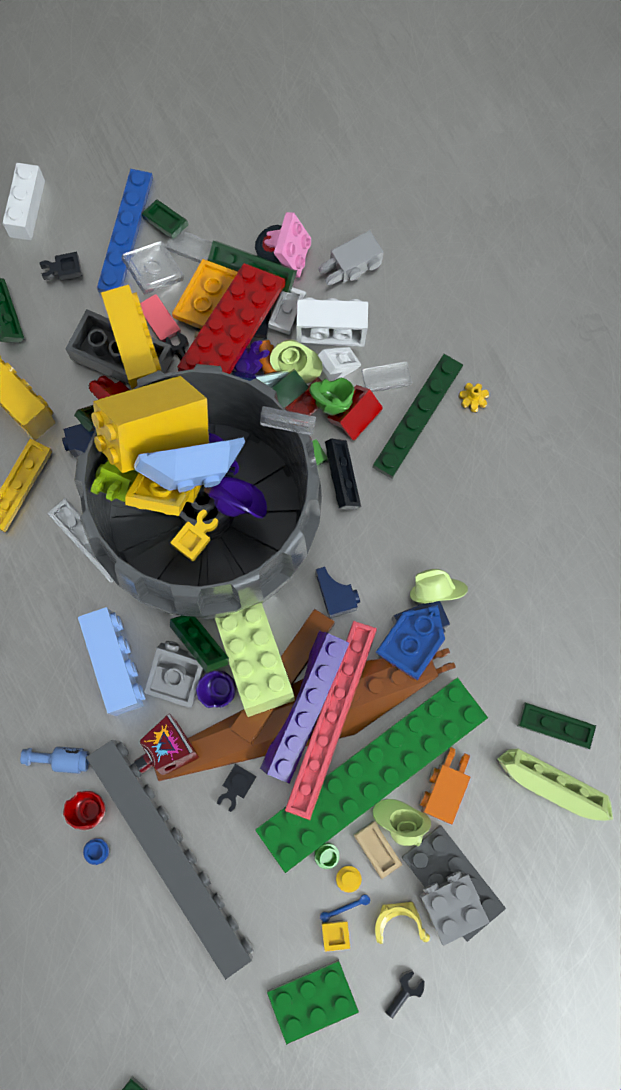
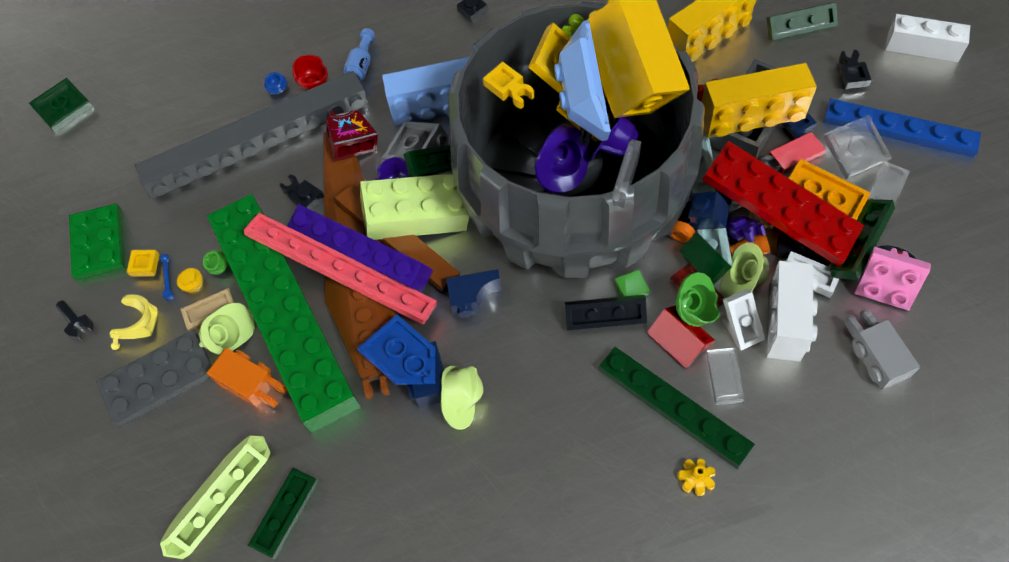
camera: 110 degrees right, 15 degrees down
(165, 219) = (919, 161): dark green tile -> none
(454, 907) = (128, 366): light grey plate -> none

